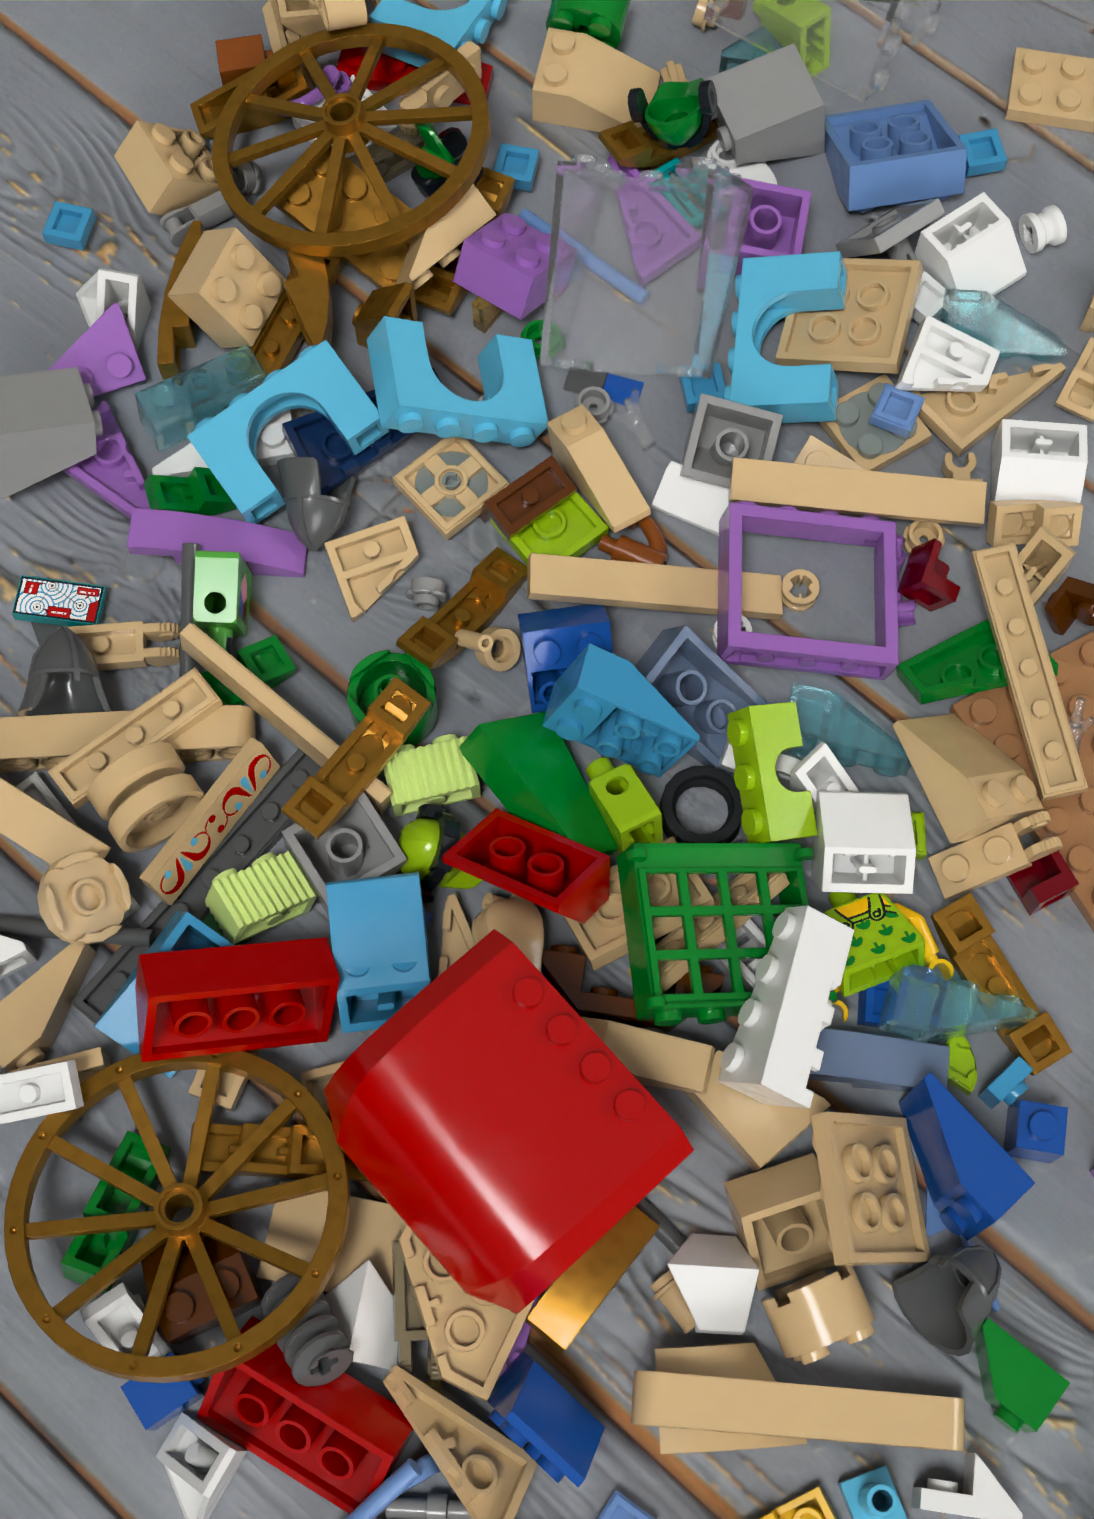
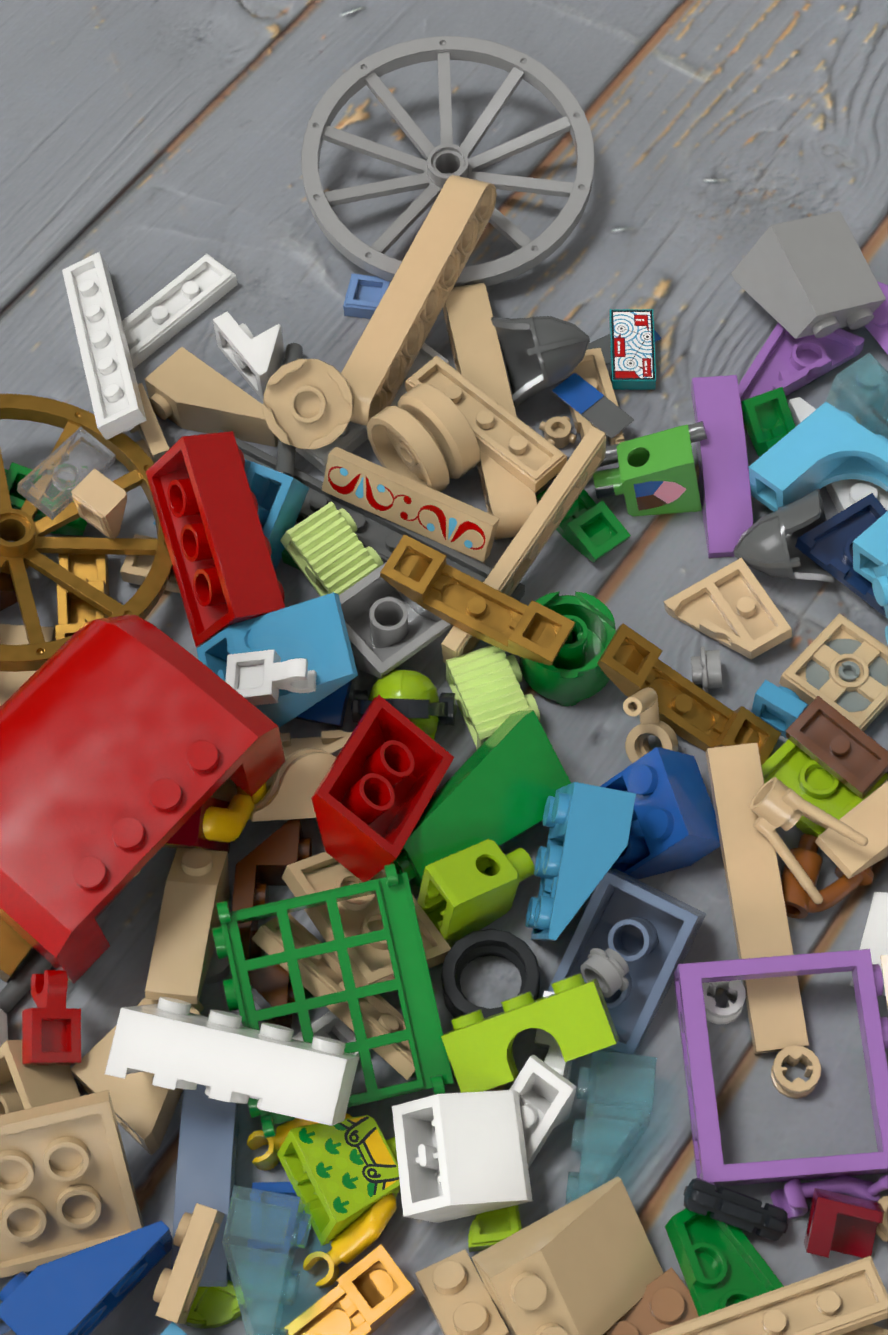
camera: 85 degrees right, 10 degrees down
(120, 1147) = (56, 476): none -> clear plate
(128, 642) = (593, 405): none -> sticker
(141, 683) = (558, 431): none -> tan piece
(167, 1109) = (100, 503): none -> tan slope
(411, 961) = (262, 674): none -> white plate
(478, 541) = (777, 706): none -> dark azure plate
(597, 542) = (783, 808): none -> tan plant
(716, 707) = (608, 968): none -> light grey plate
(731, 1174) = (51, 1030): none -> red plate
(916, 647) = (735, 1209): none -> black axle
(960, 1077) = (179, 1285): none -> tan plate

